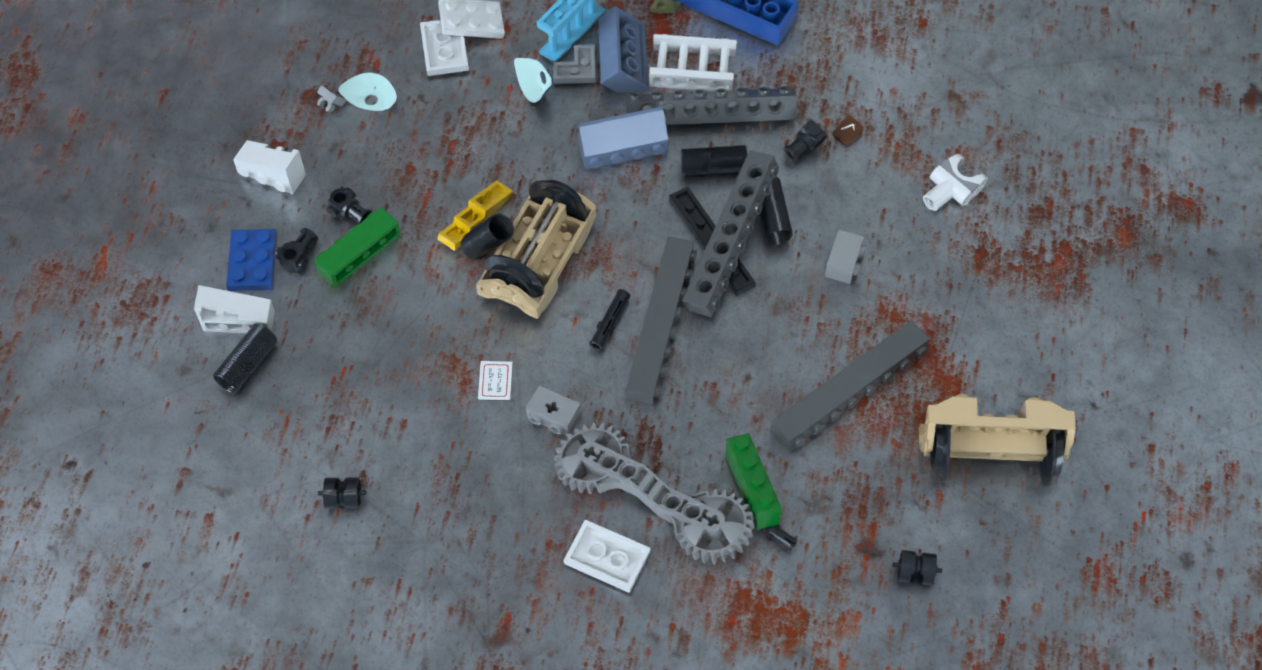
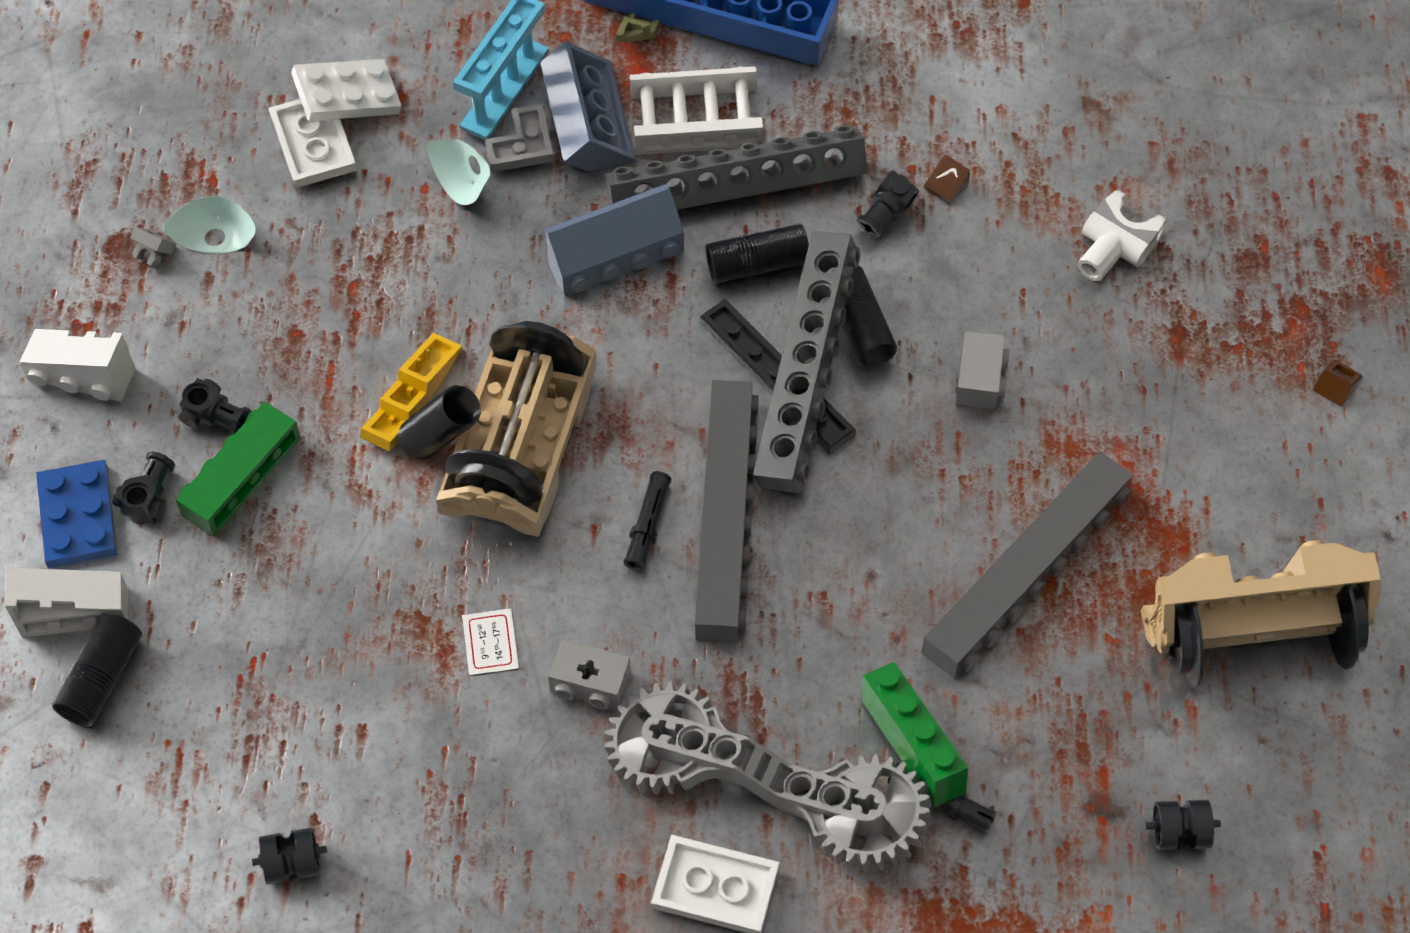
camera: 10 degrees left, 0 degrees up
(1080, 300) = (1337, 382): none -> reddish brown slope

